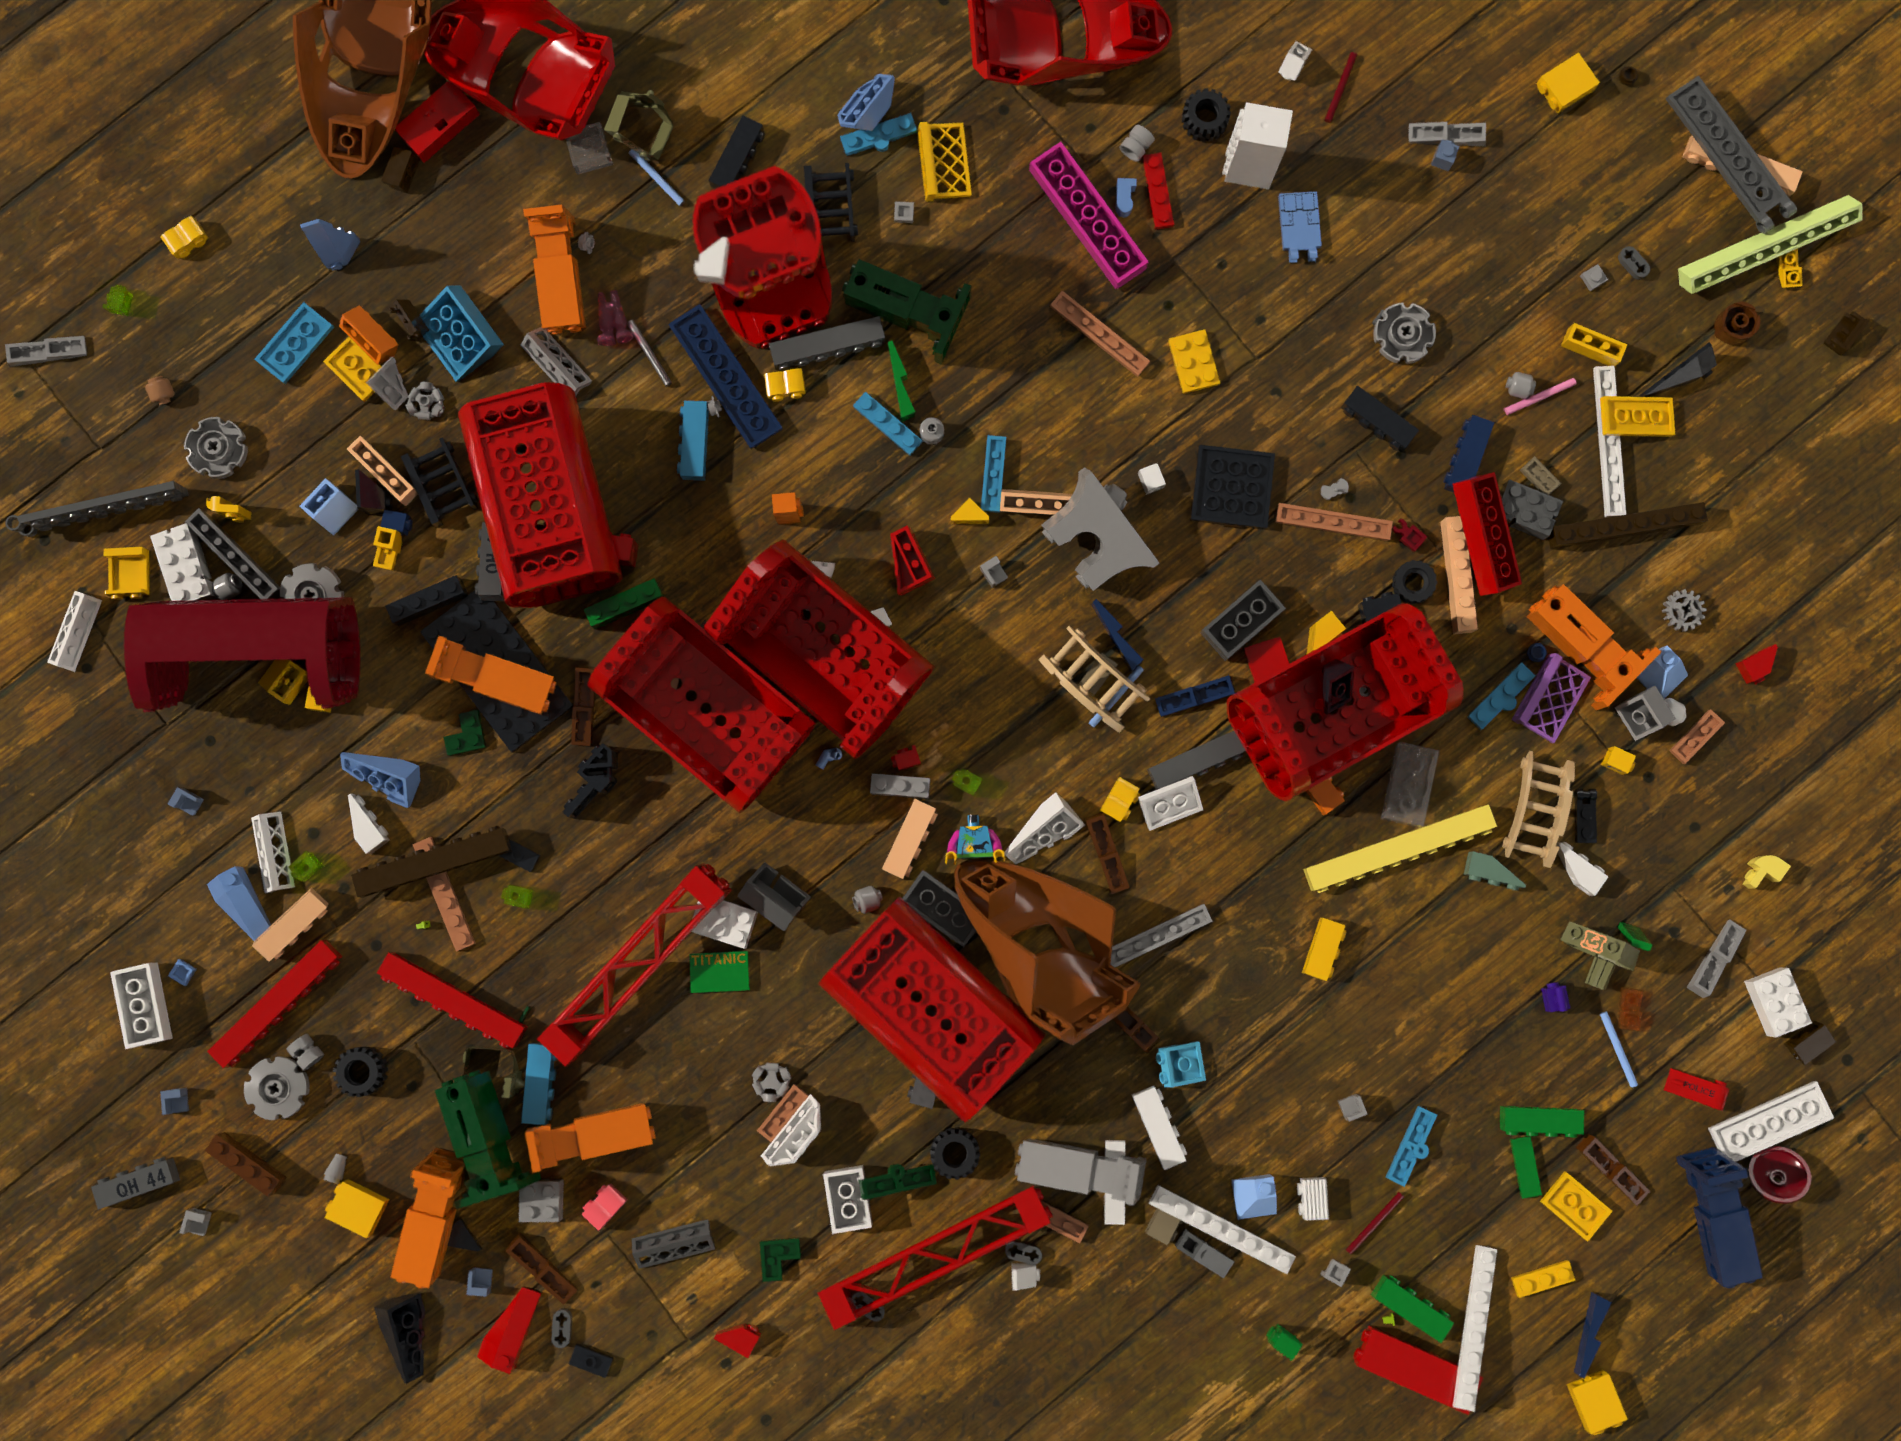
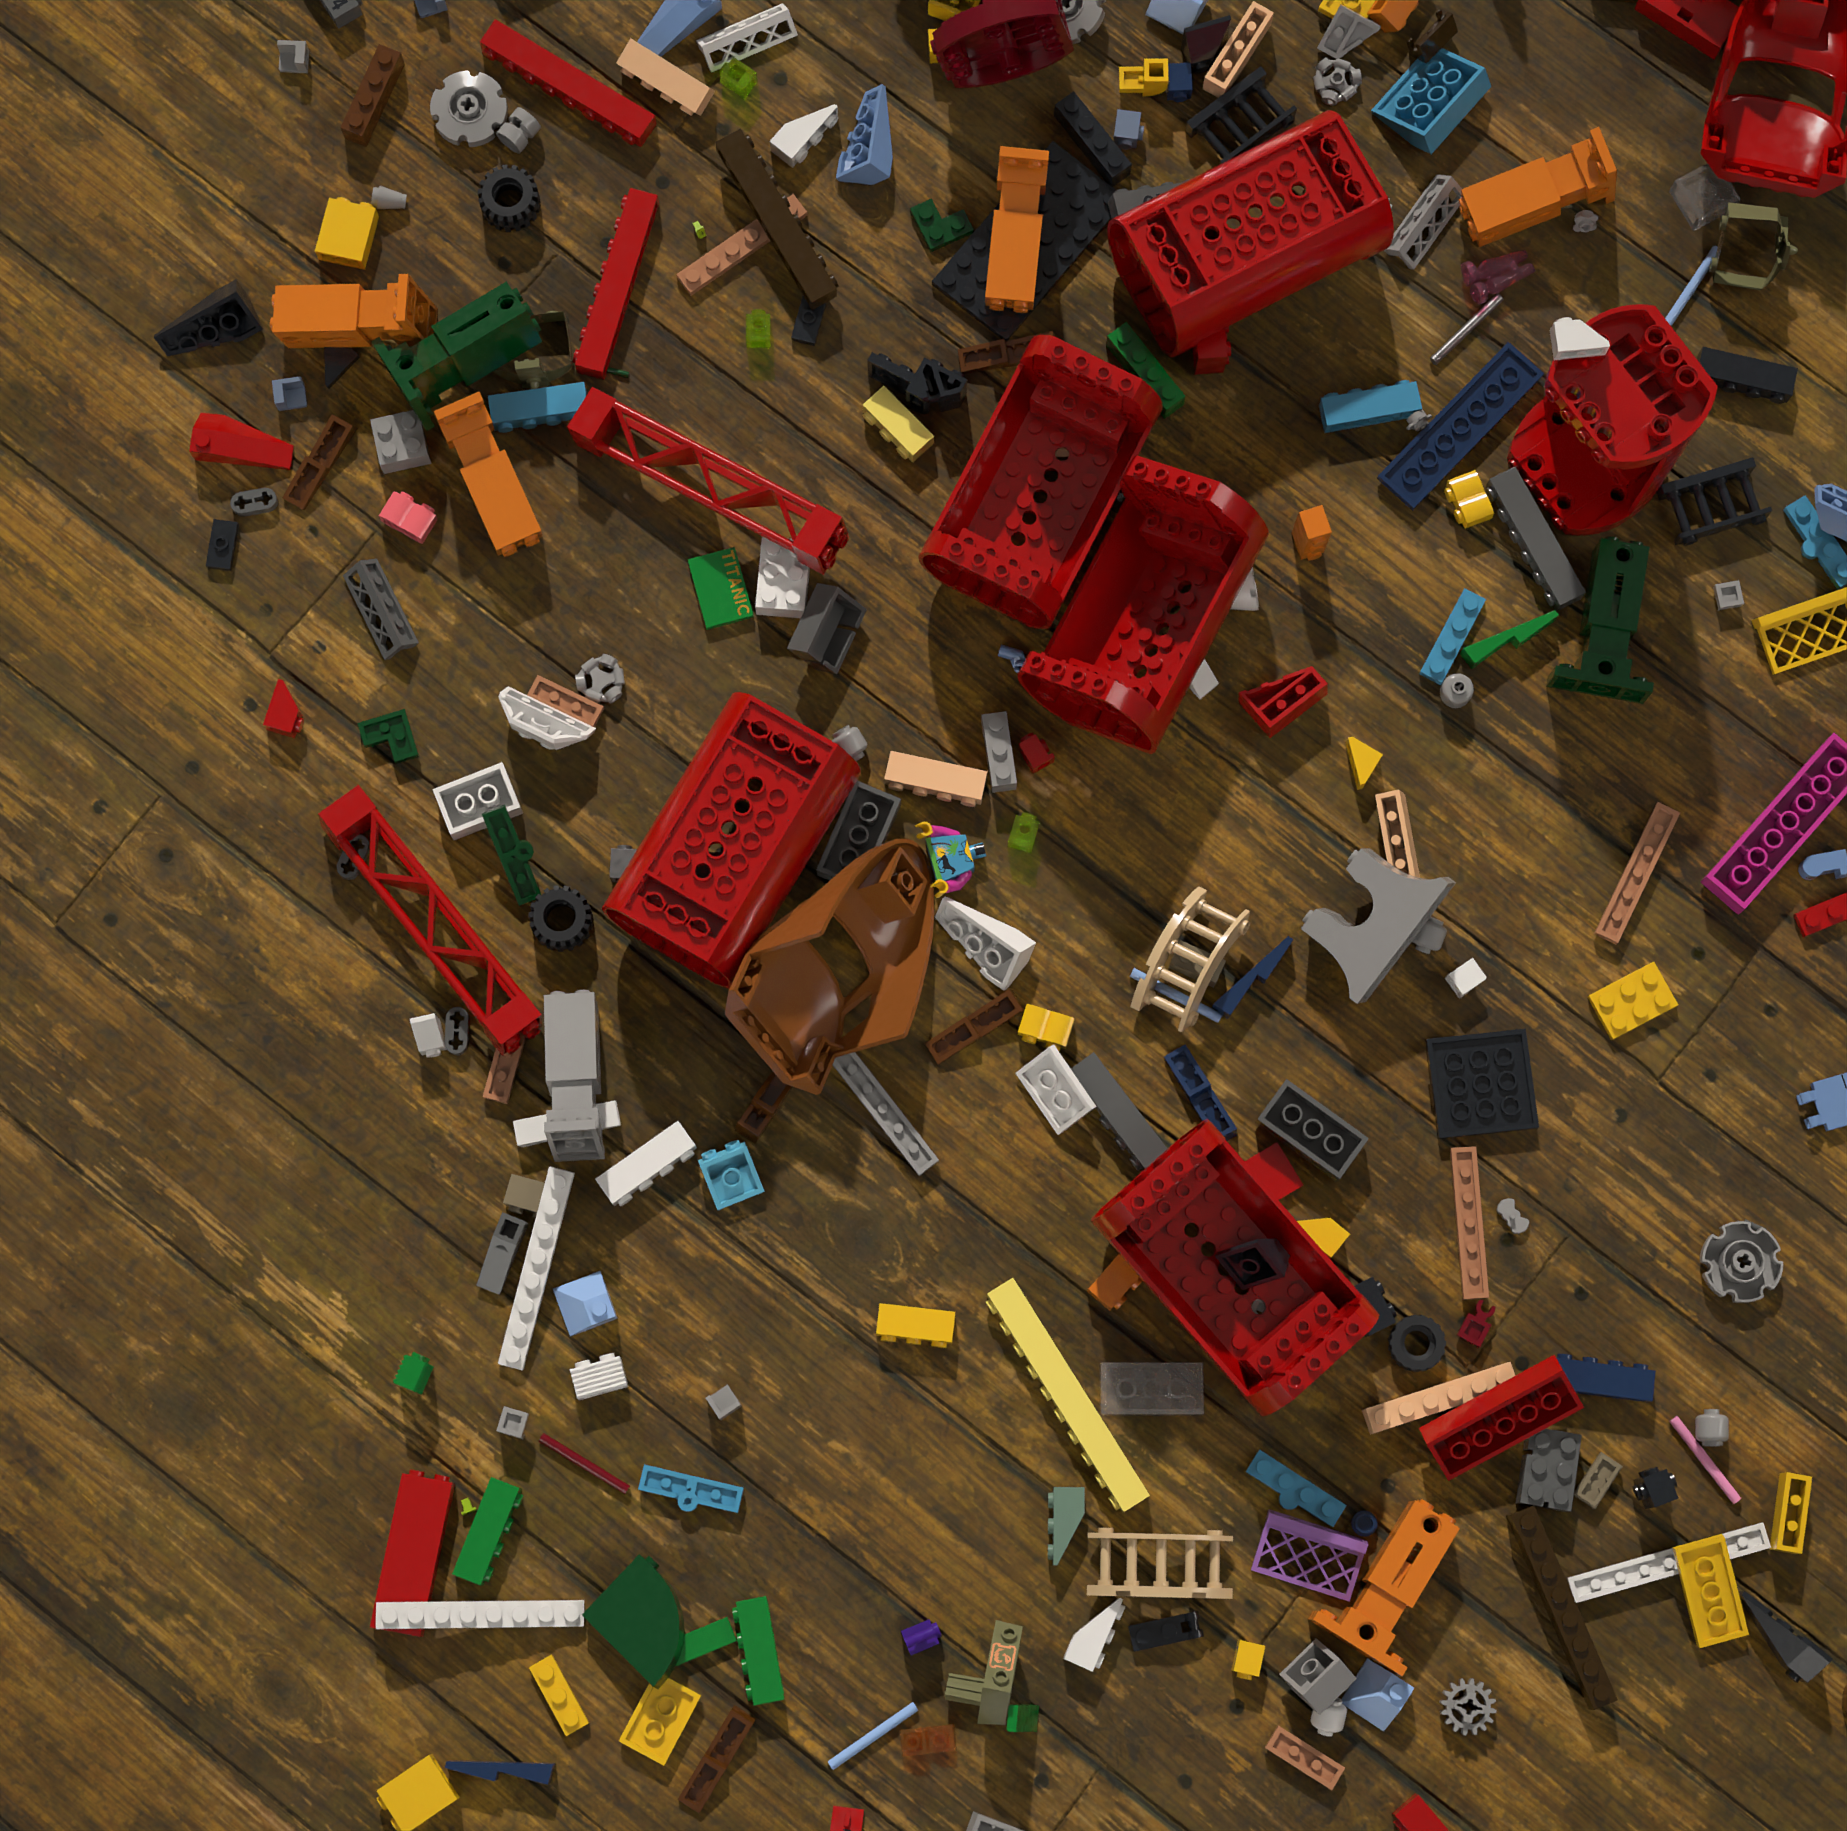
camera: 75 degrees right, 5 degrees down
(425, 571) = (1127, 129): none -> sand blue brick
(621, 805) = (897, 424): none -> light yellow brick
(993, 474) = (1423, 779): dark azure plate -> none
(993, 572) = (1296, 807): light grey panel -> none
(1380, 419) = (1619, 1252): black brick -> none
(1503, 1205) = (641, 1619): none -> dark green brick
(1557, 436) = (1655, 1487): none -> black brick

